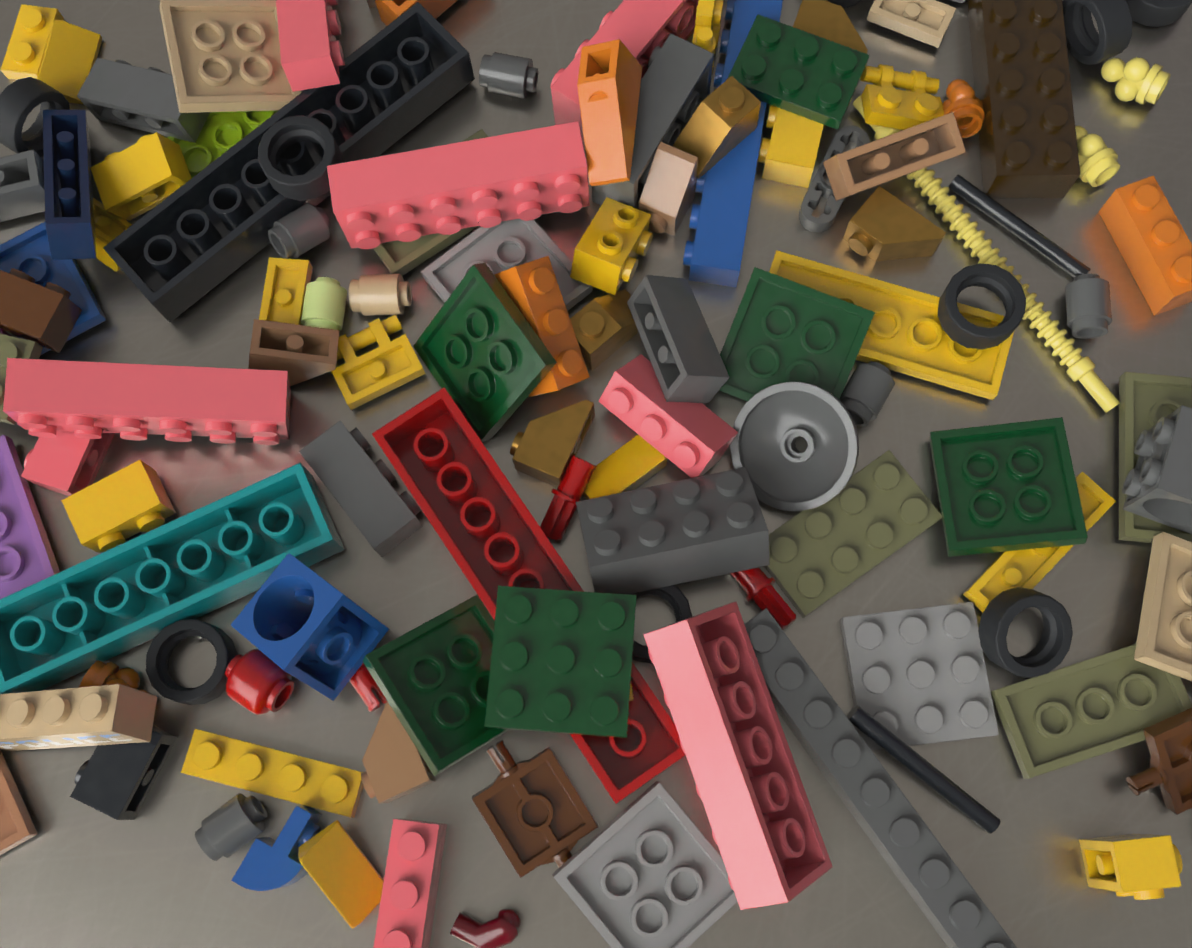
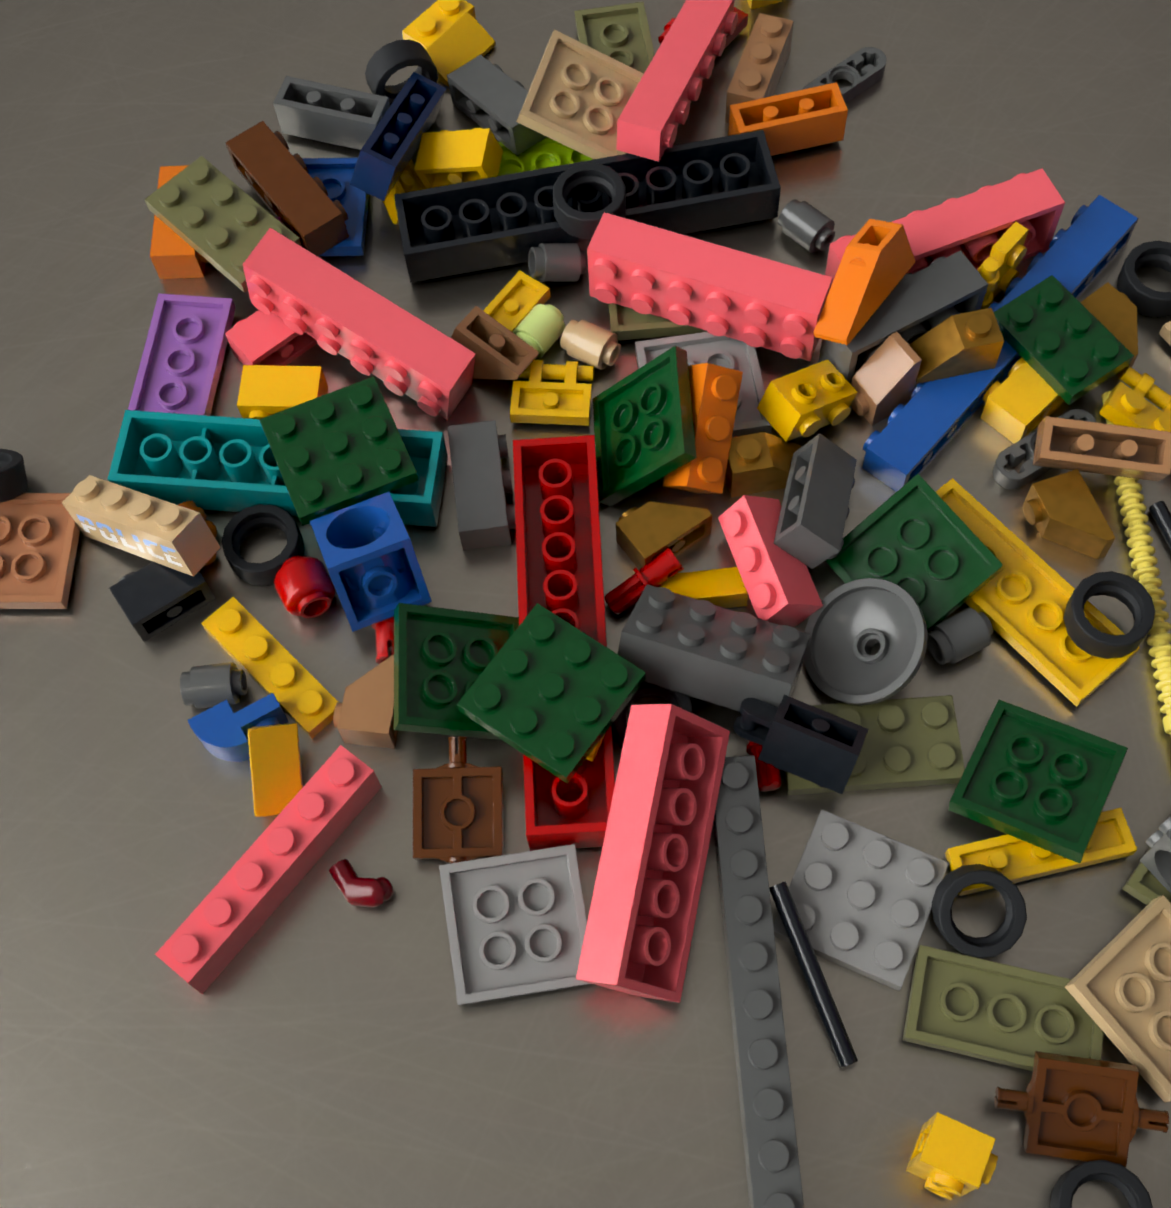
camera: 30 degrees right, 10 degrees down
(212, 537) = (338, 450): none -> dark green plate
(802, 571) = (803, 740): none -> black brick

